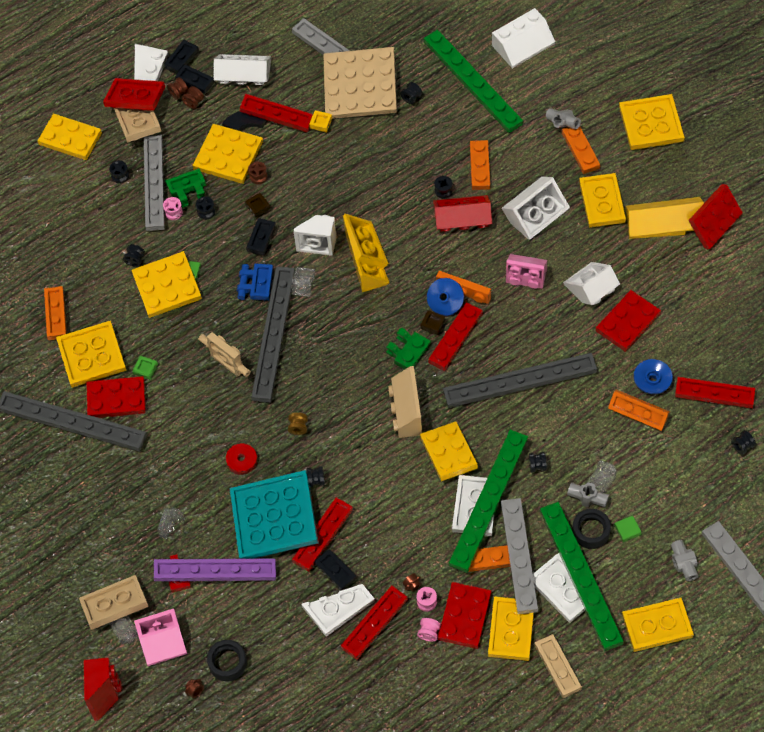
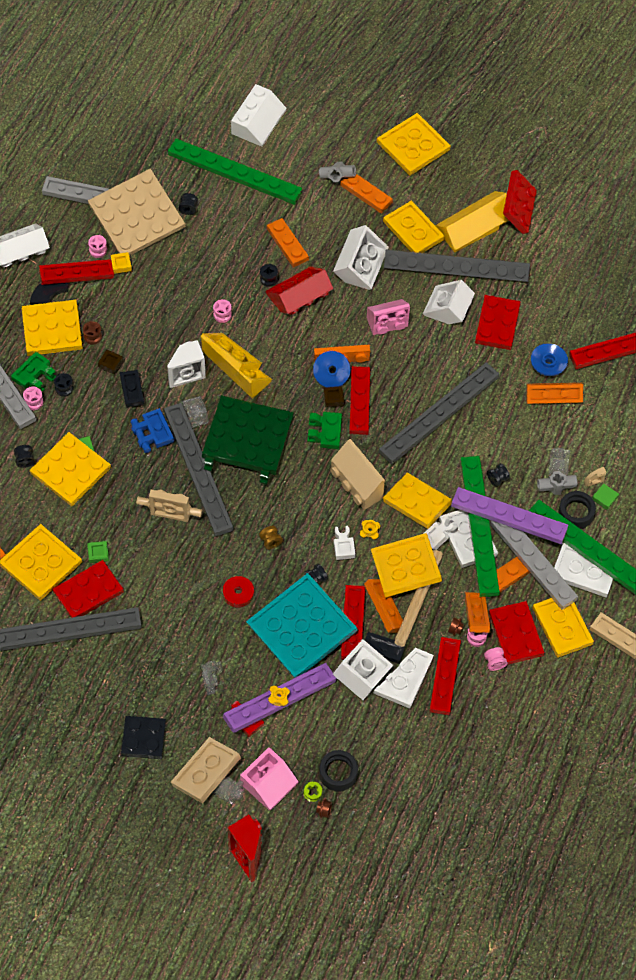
camera: 35 degrees left, 0 degrees up
(82, 548) = (143, 737): none -> black plate
(197, 662) = (311, 785): none -> lime bush
(211, 573) = (278, 701): none -> yellow plate
(301, 580) = (362, 669): none -> white slope
(308, 93) = (97, 246): none -> bright pink wheel
(333, 324) = (247, 436): none -> dark green plate
(358, 462) = (343, 545): none -> white plate
(359, 533) = (384, 606): none -> orange plate
(382, 201) = (223, 306): none -> bright pink wheel
(391, 452) = (370, 524): none -> yellow plate
(393, 540) = (414, 608): none -> tan axle
(399, 504) = (406, 565): none -> yellow plate
(434, 579) = (477, 613): none -> orange plate
(448, 488) = (438, 532): none -> white plate
(519, 503) = (509, 515): none -> medium lavender plate
(621, 251) = (456, 265): none -> dark grey plate
(628, 506) = (595, 477): none -> tan tile

